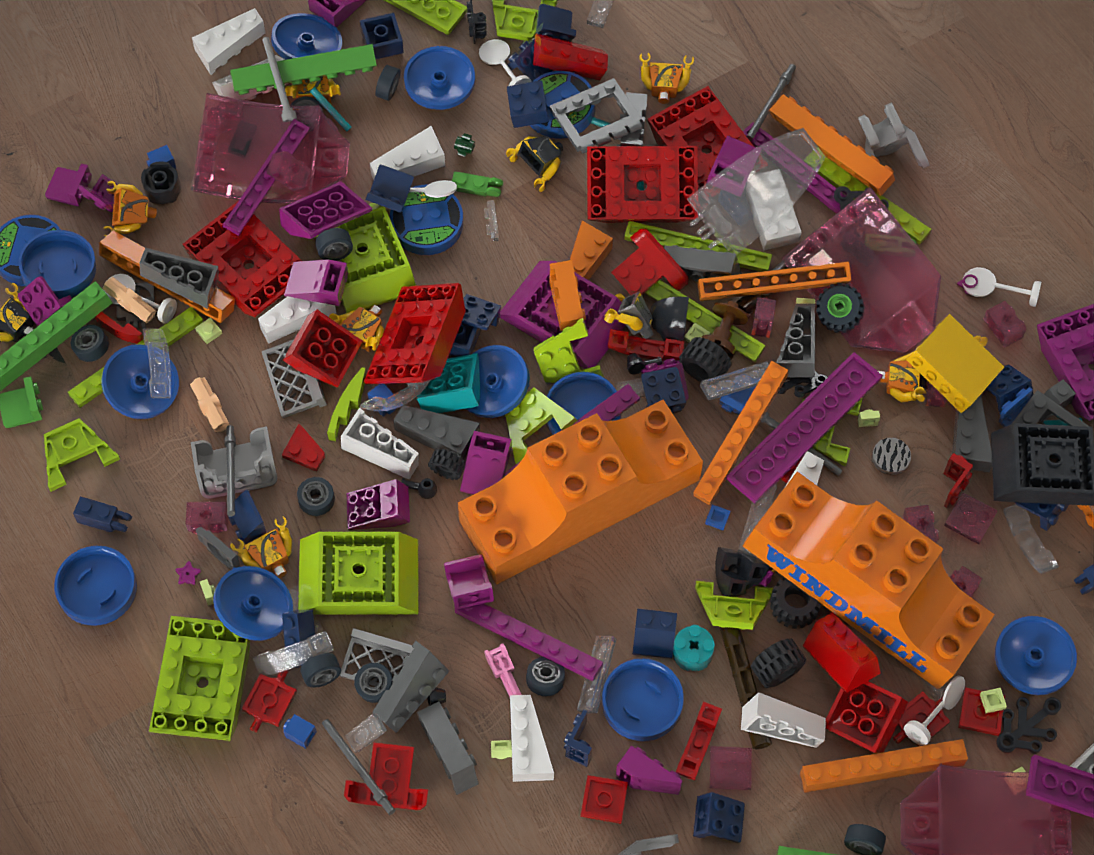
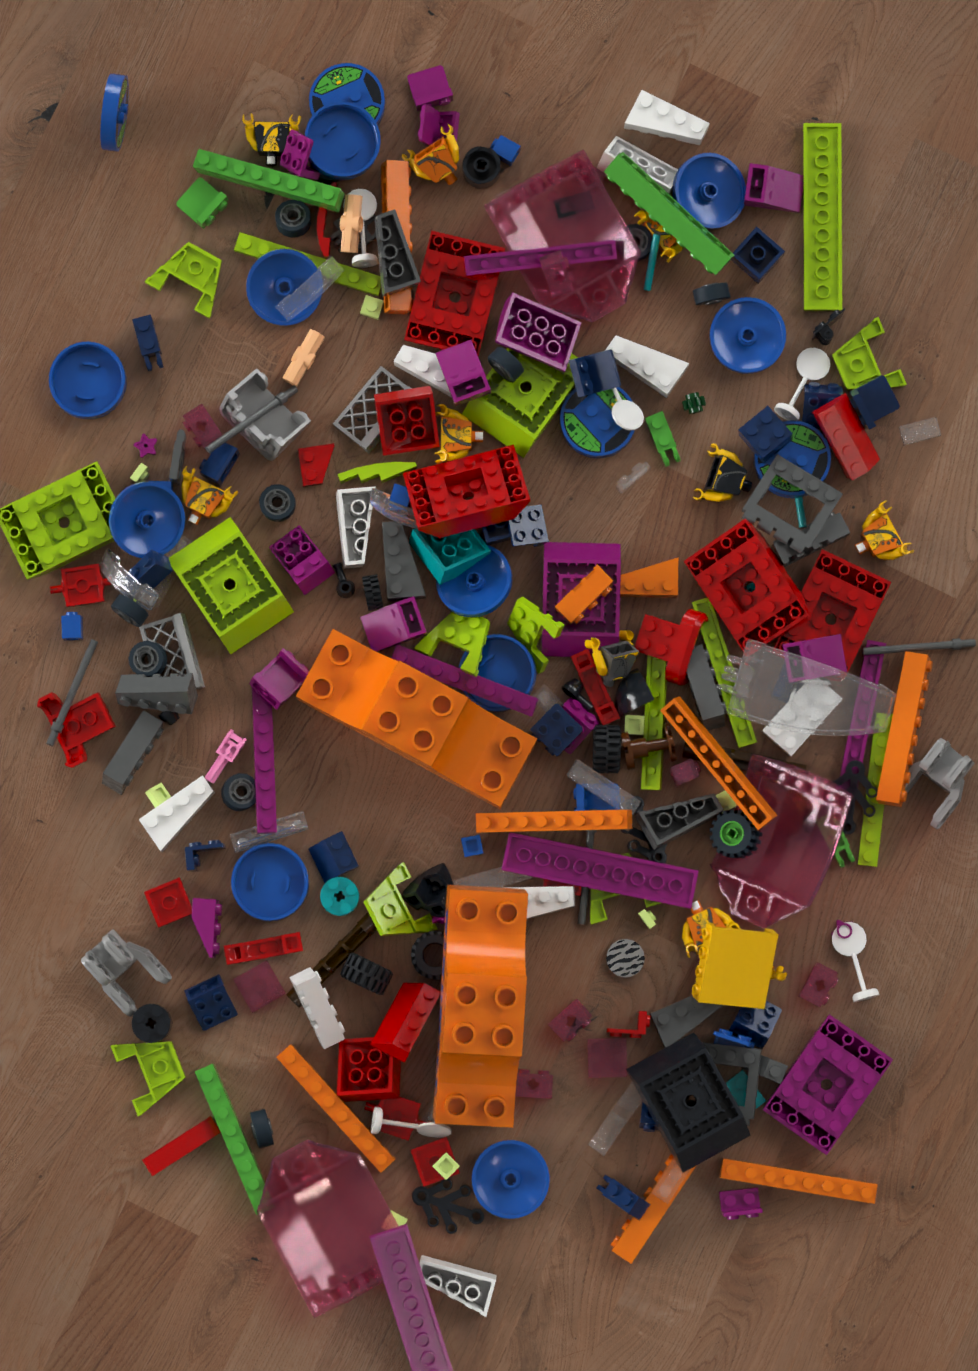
camera: 60 degrees right, 20 degrees up
(288, 113) = (615, 232): light grey piece -> none
(365, 733) = (101, 681): clear plate -> none

